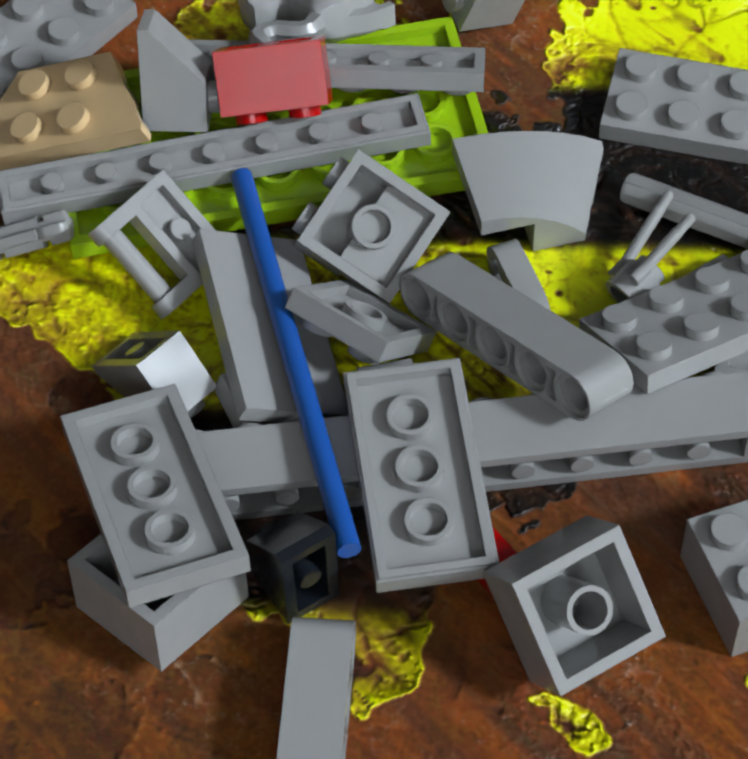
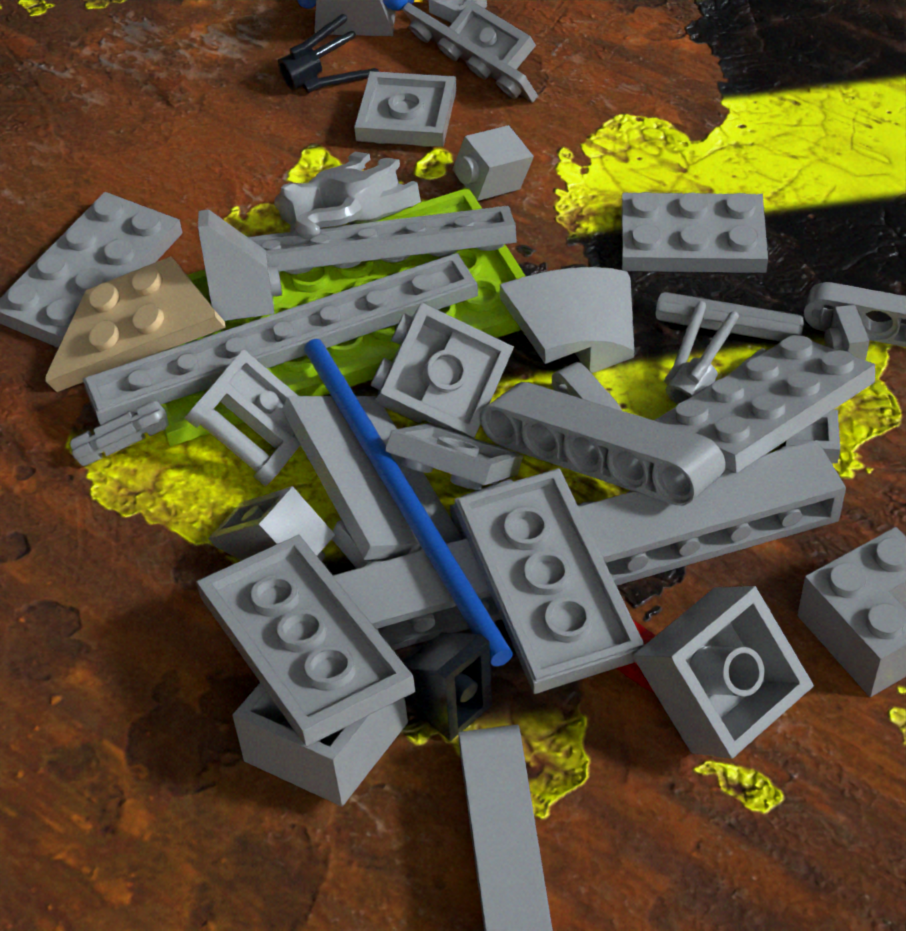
camera: 10 degrees left, 5 degrees down
(273, 78) = (326, 256): brick -> none

